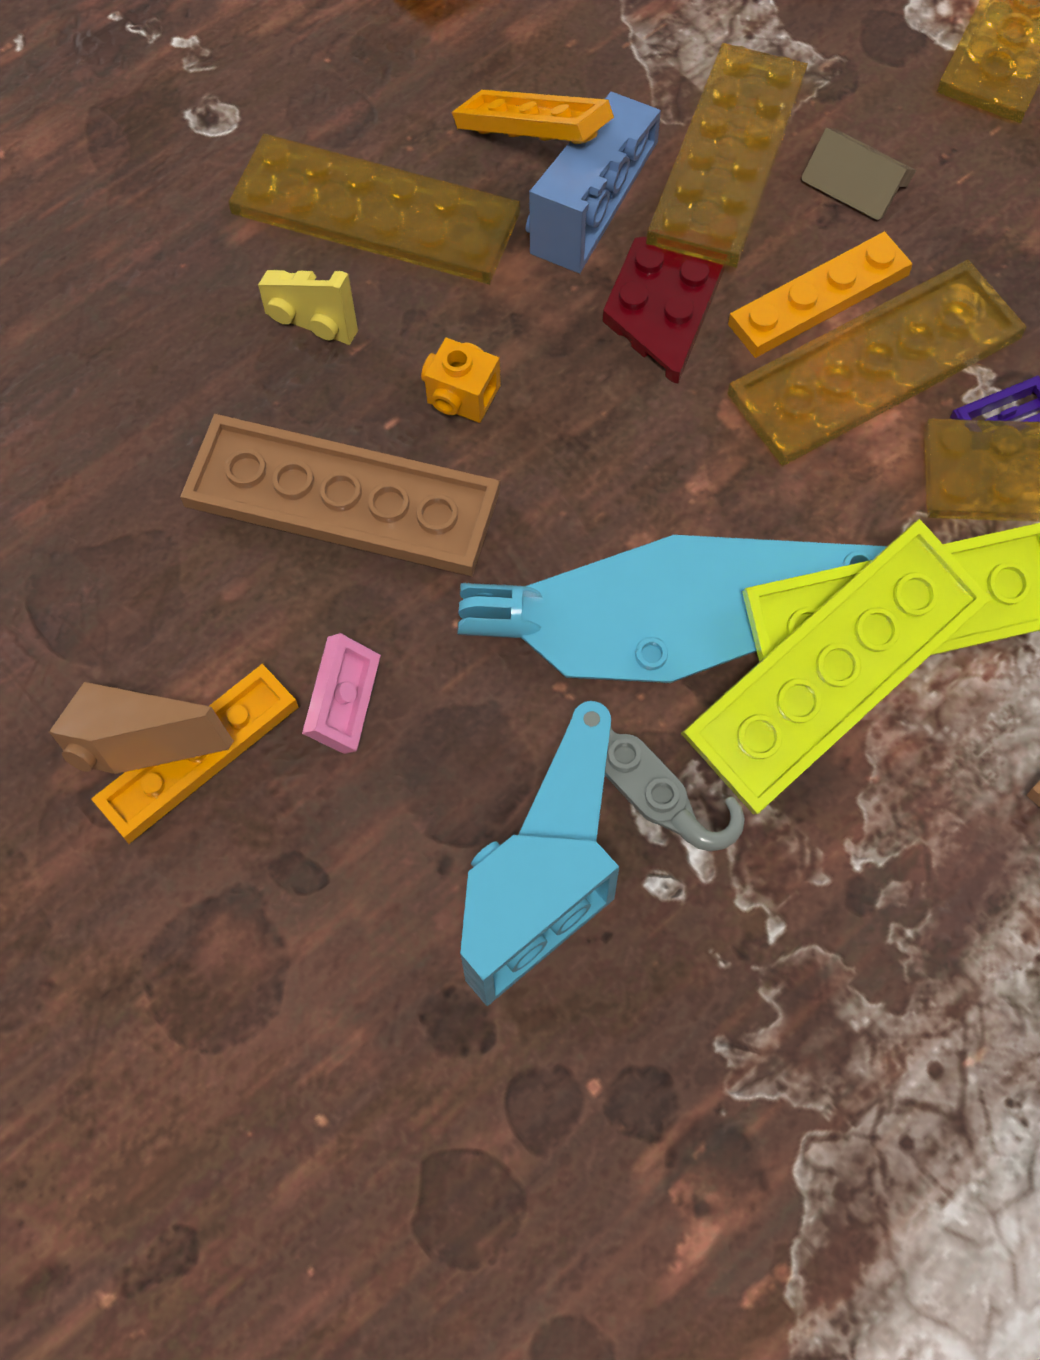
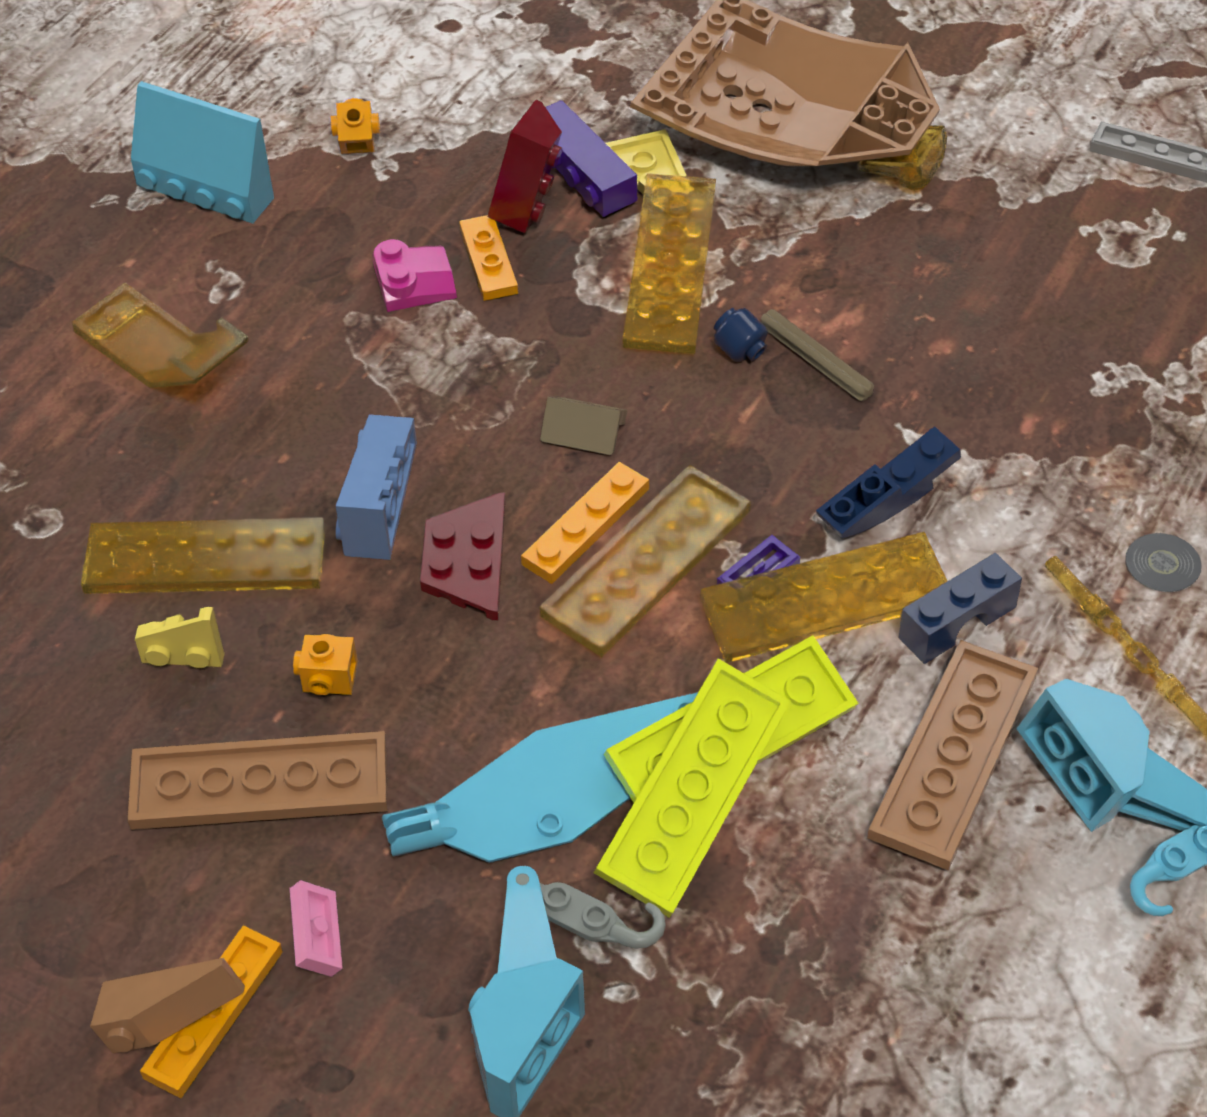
camera: 20 degrees left, 15 degrees down
(534, 115) = (313, 449): light orange plate -> none
(727, 155) = (477, 438): clear yellow plate -> none

